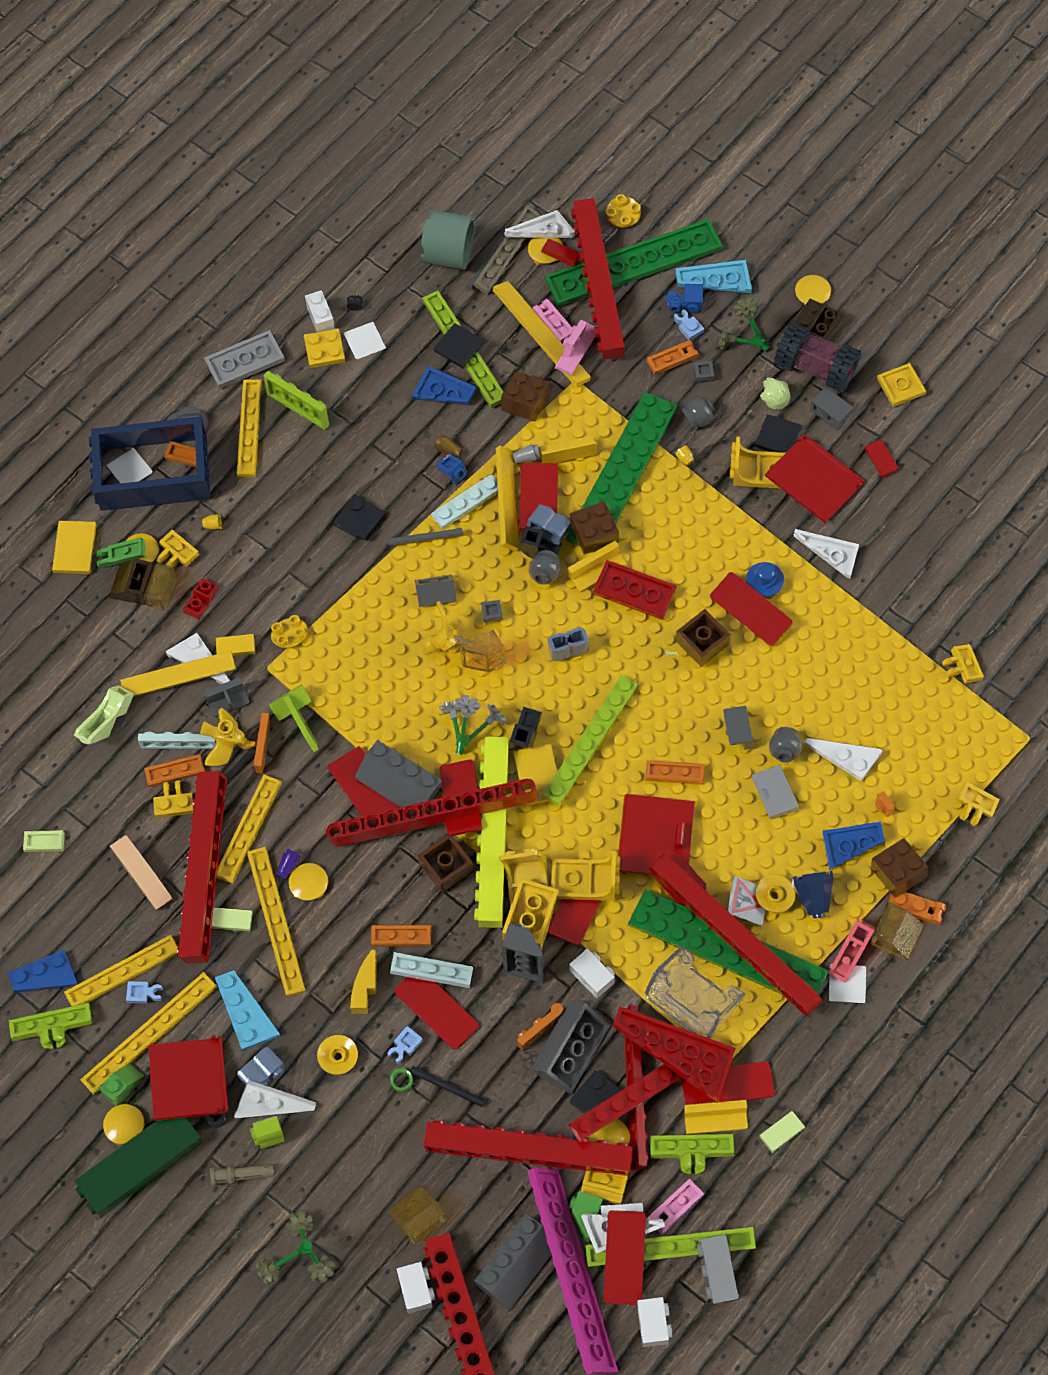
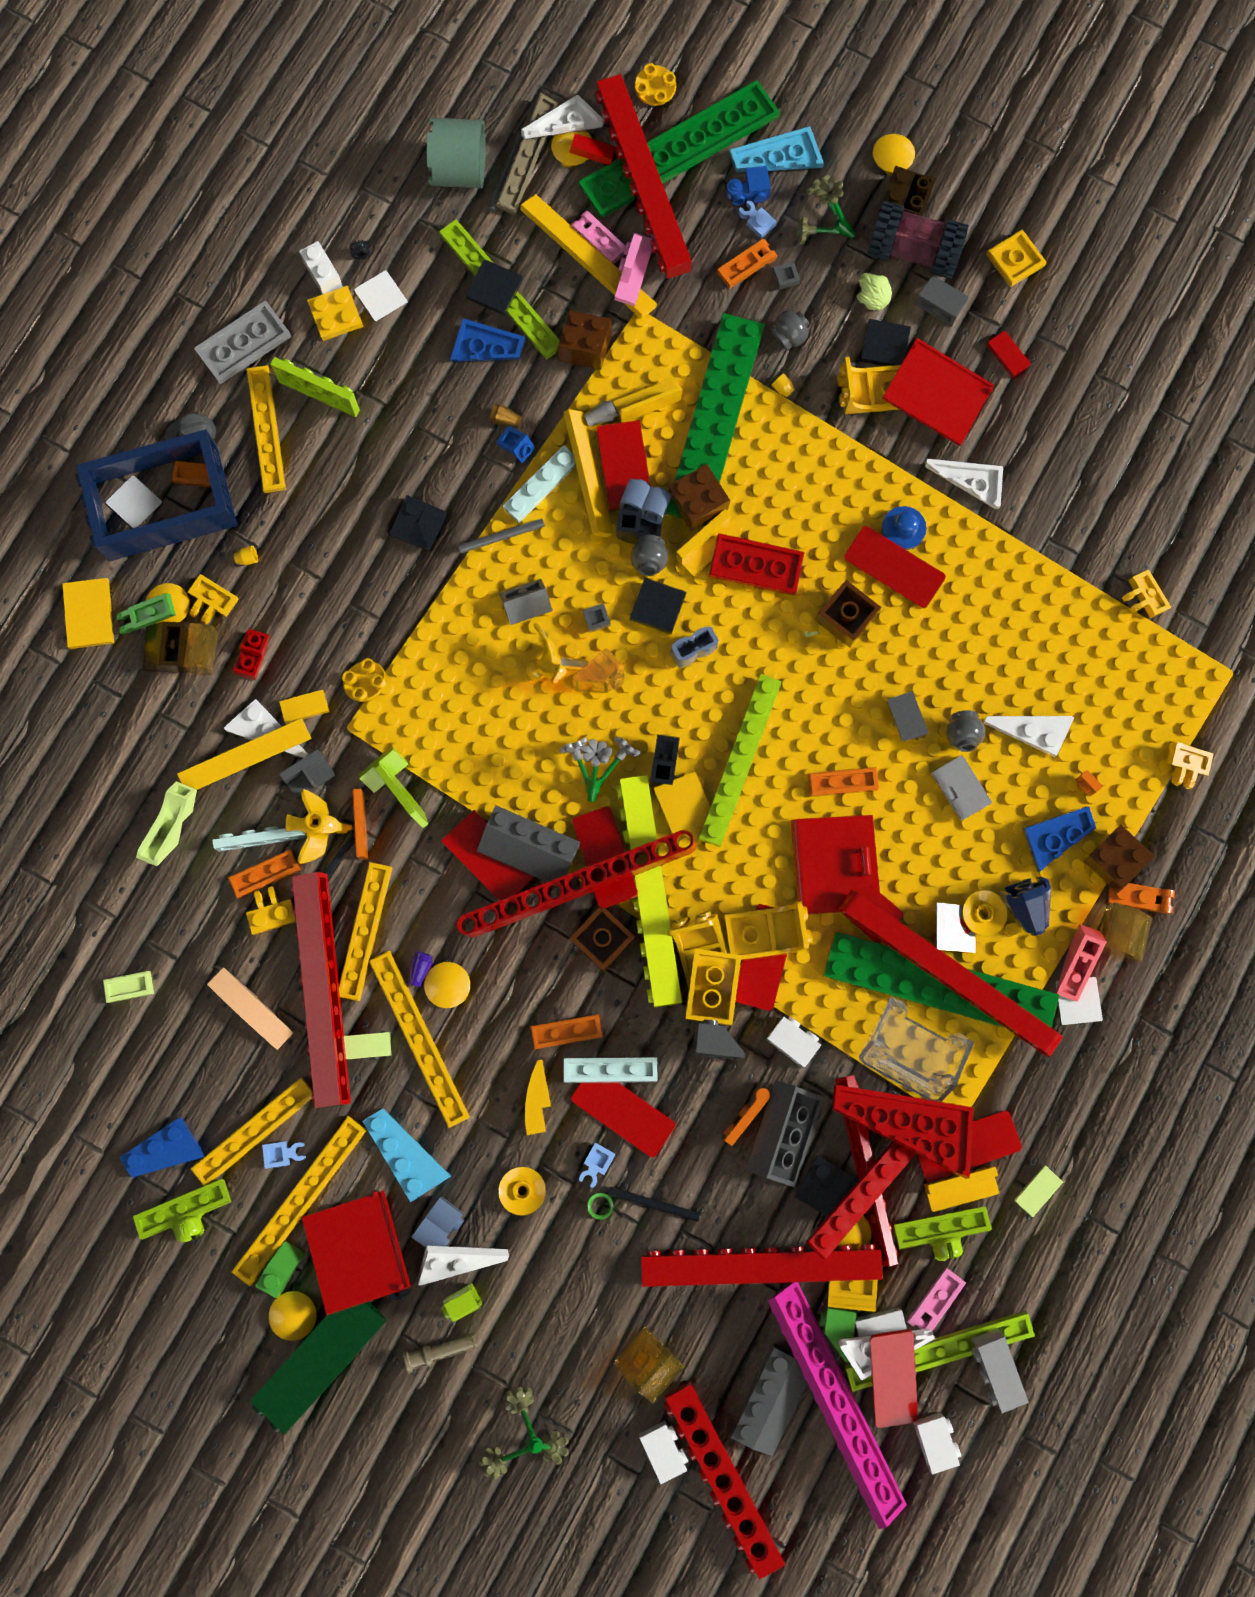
camera: 15 degrees left, 15 degrees up
(545, 610) = (658, 606): none -> black tile

